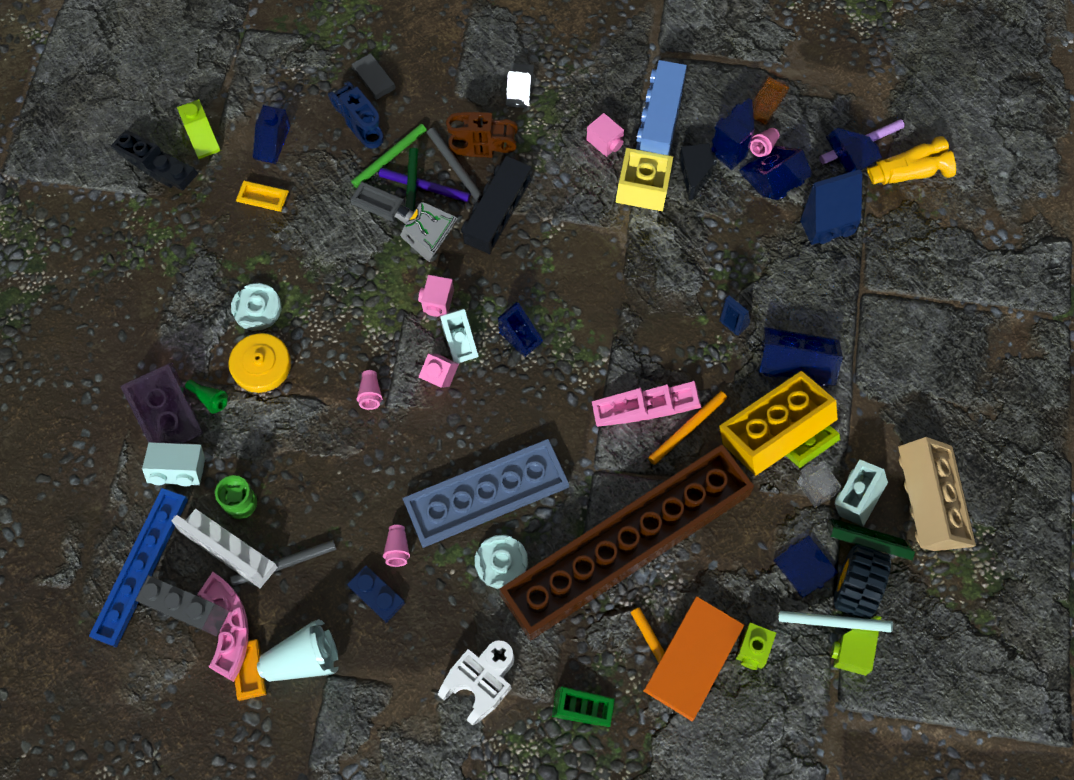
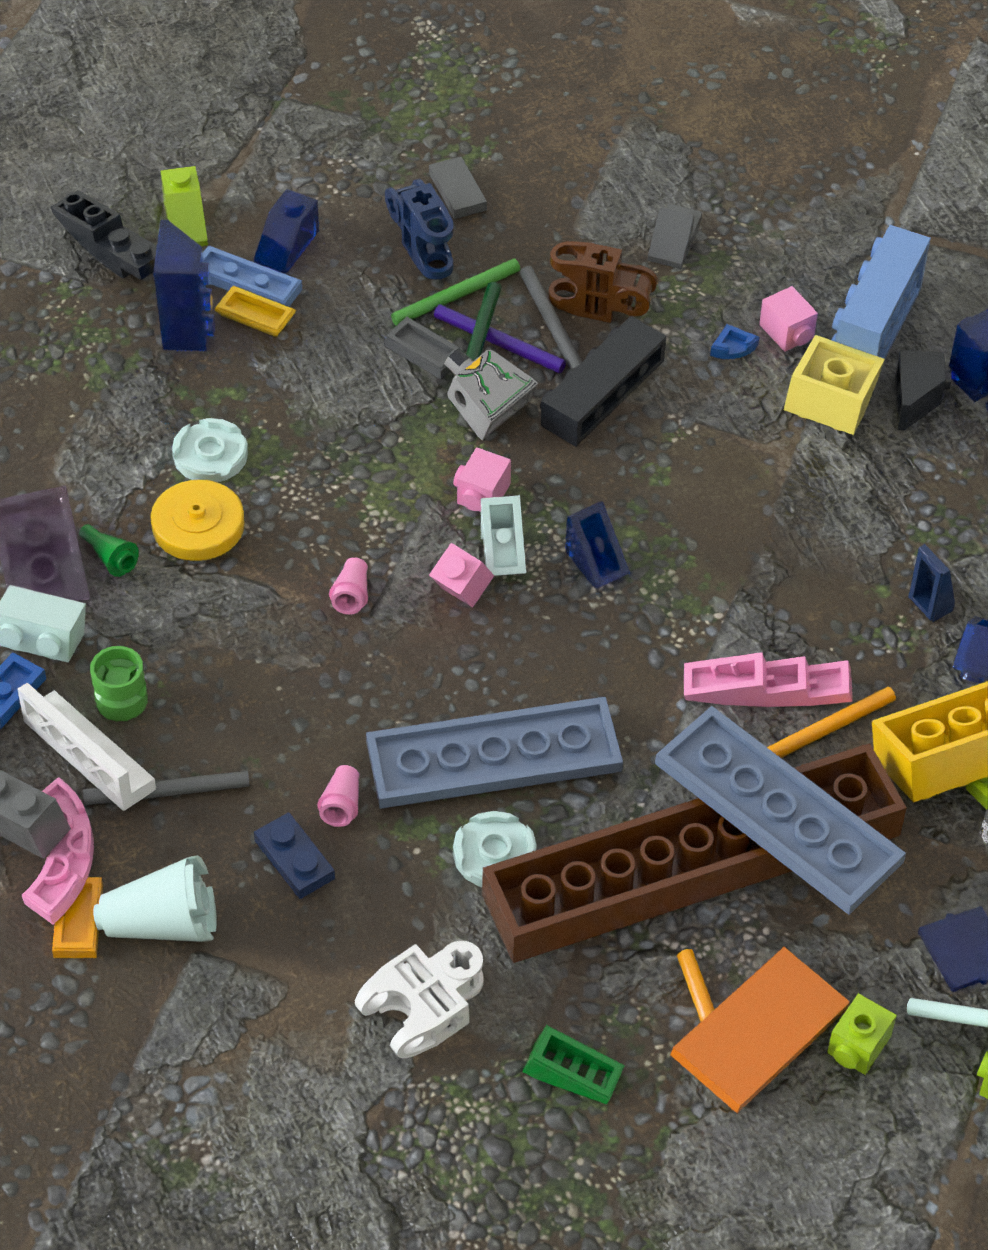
camera: 10 degrees right, 15 degrees down
(211, 198) = (182, 291): none -> clear blue slope
(242, 169) = (231, 270): none -> medium blue tile
(573, 158) = (734, 343): none -> blue tile
(677, 508) = (780, 809): none -> sand blue plate

